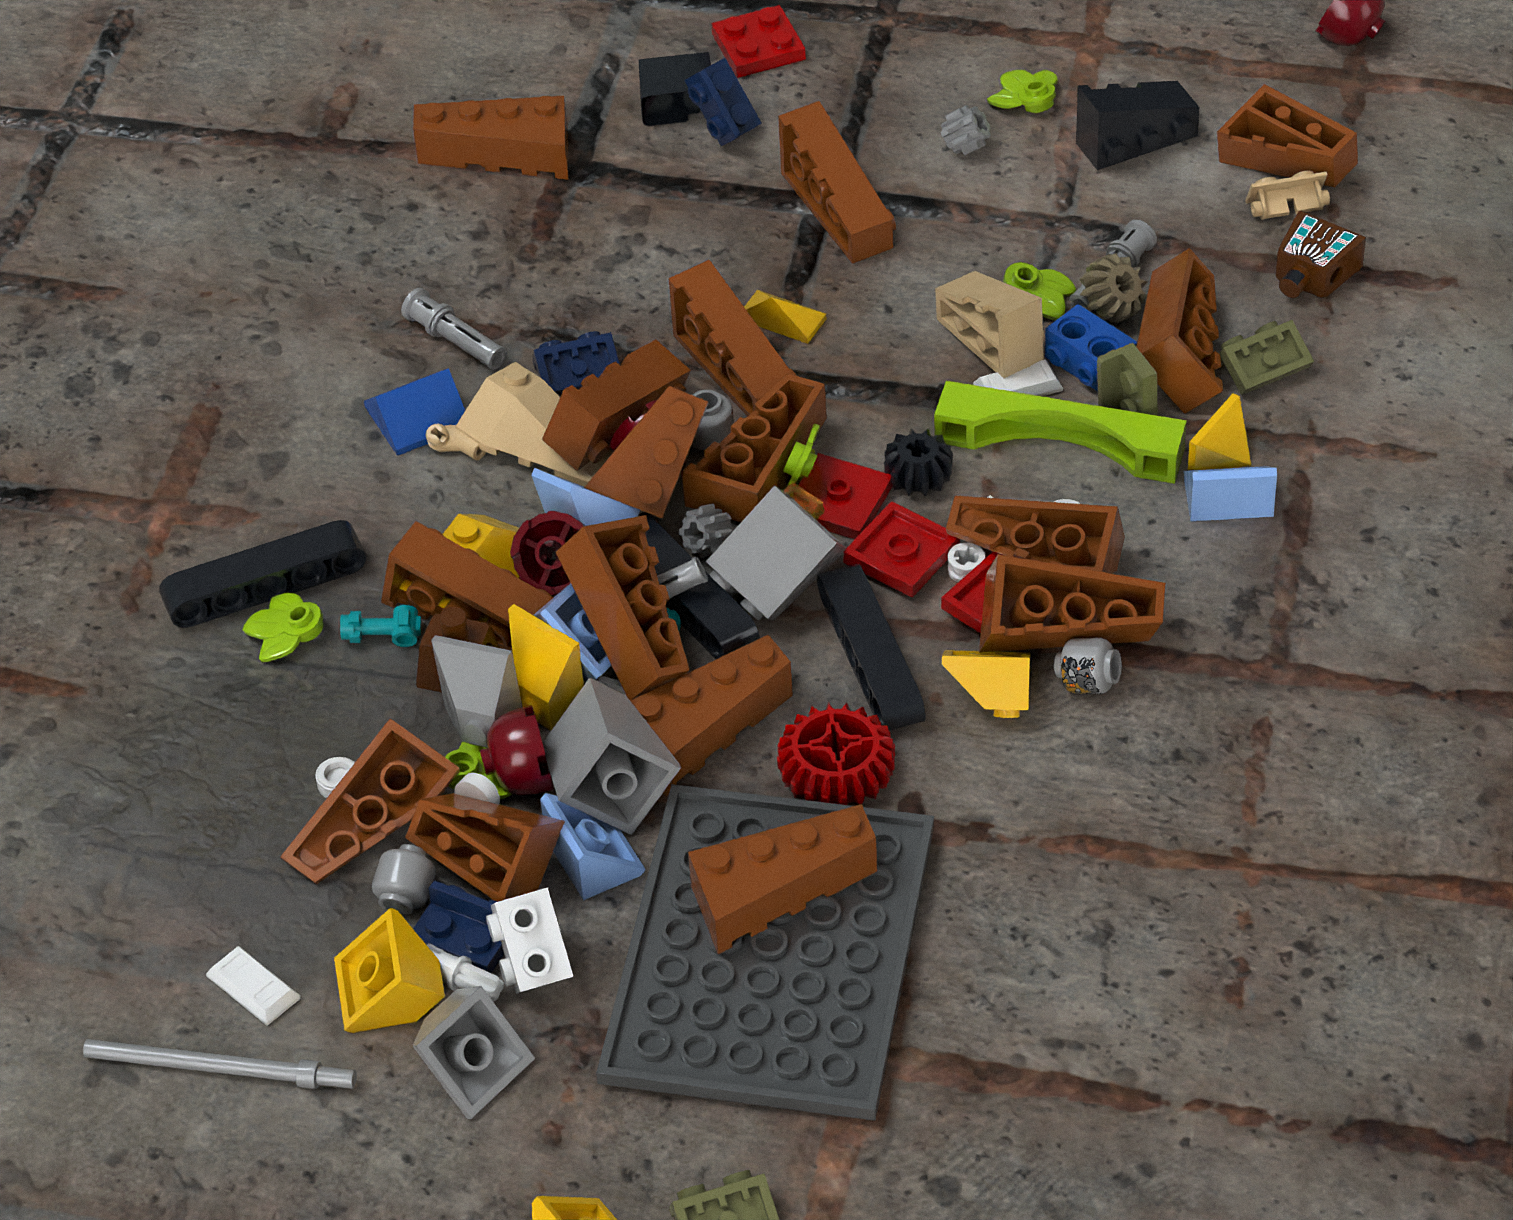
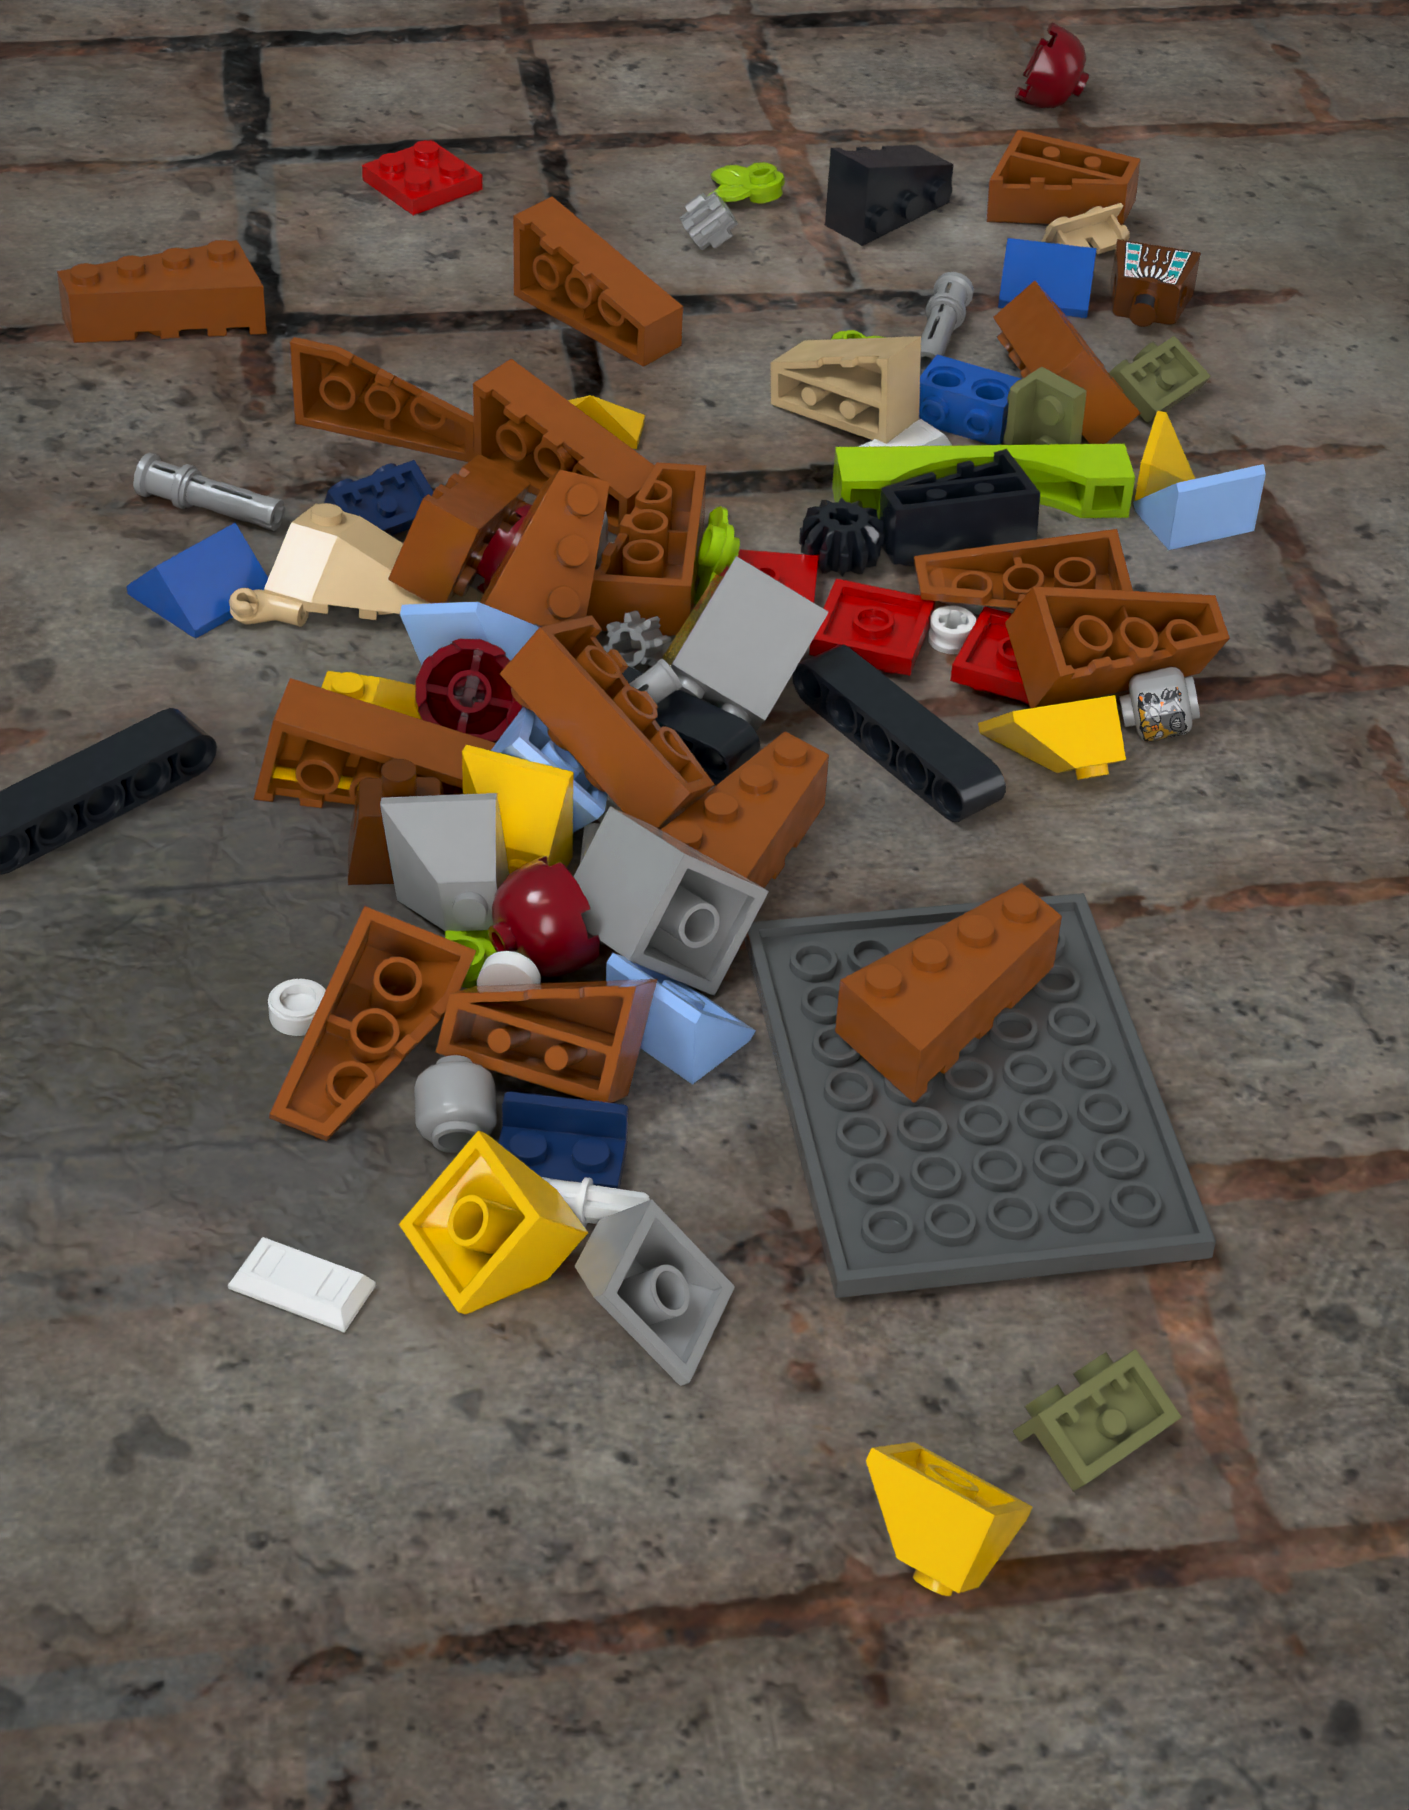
camera: 25 degrees left, 5 degrees down
(284, 625) = (142, 844): lime plate -> none
(305, 1073) = (437, 1379): light grey bar -> none
(403, 626) = (300, 813): teal bar -> none
(529, 941) = (674, 1136): white brick -> none
(604, 266) = (363, 401): none -> dark orange wedge
(663, 87) = (367, 213): black piece -> none
(722, 102) = (422, 227): dark blue bracket -> none
(810, 762) = (926, 852): red gear -> none
(1017, 460) = (959, 511): none -> black wedge
(1113, 288) = (963, 332): dark tan gear -> none
(1230, 237) = (1059, 269): none -> blue slope

